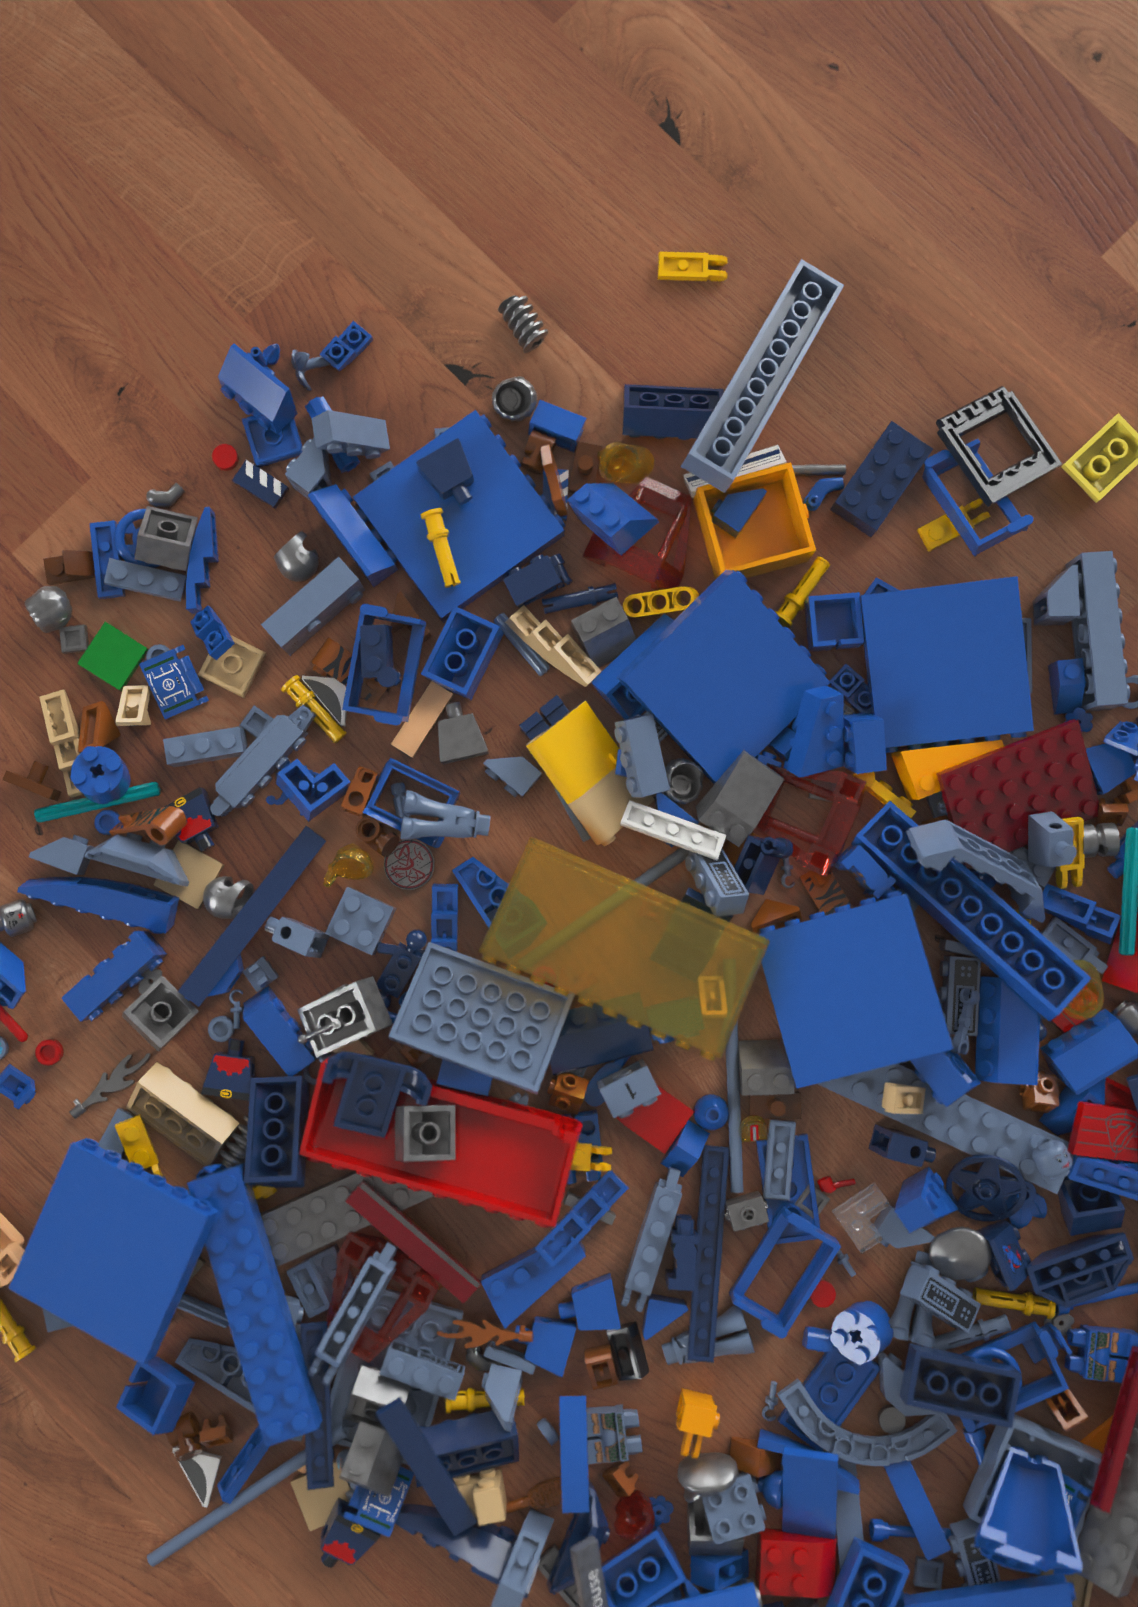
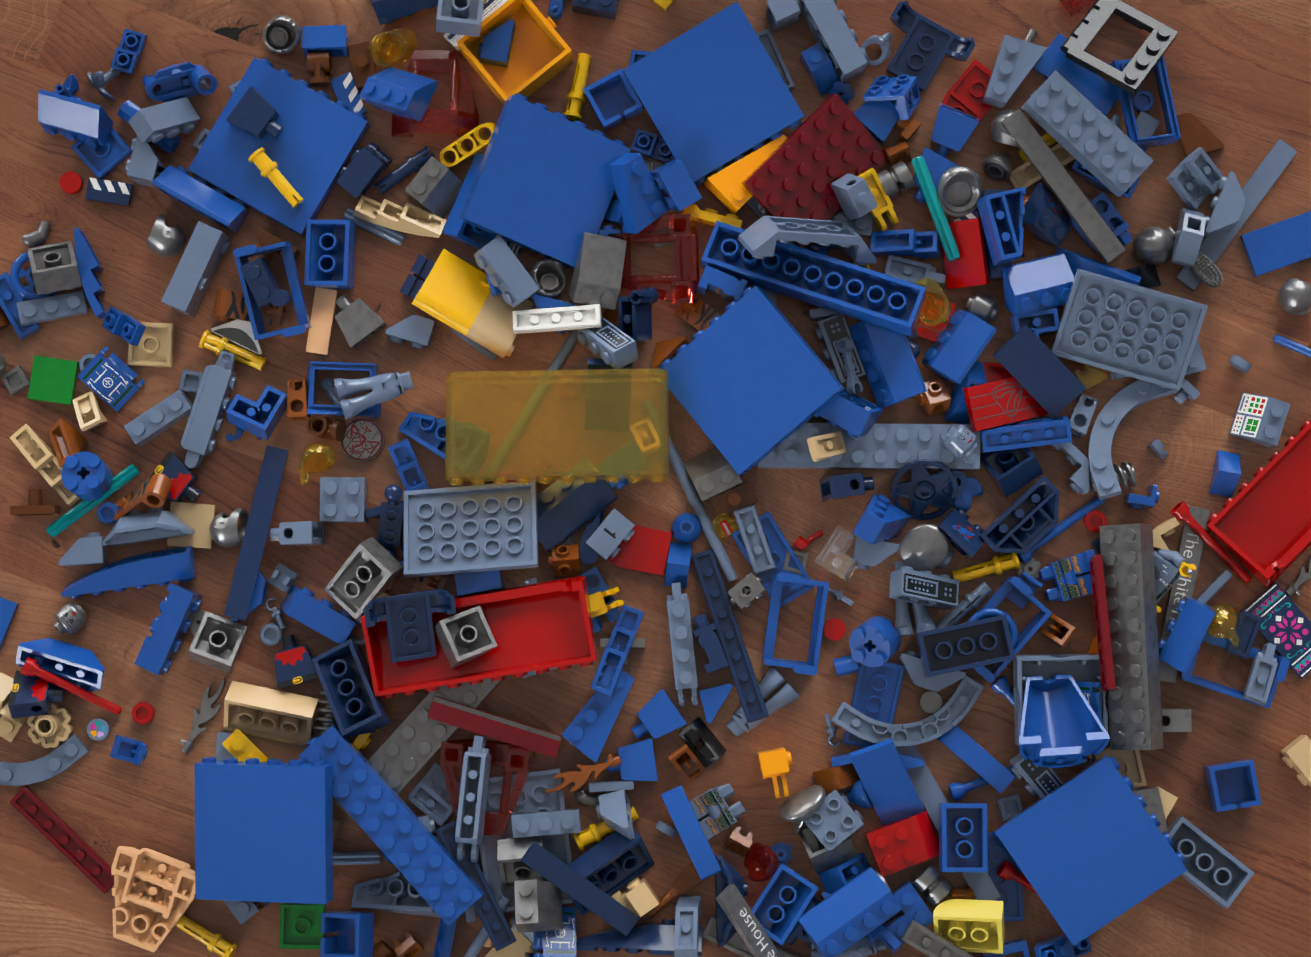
camera: 15 degrees left, 0 degrees up
(108, 1365) = (300, 925): none -> green tile
(336, 1023) = (358, 584): flat silver hinge -> none
(384, 401) = (179, 82): none -> blue piece
(553, 480) = (342, 86): dark orange tile -> none
(786, 867) = (661, 309): sand blue hand -> none

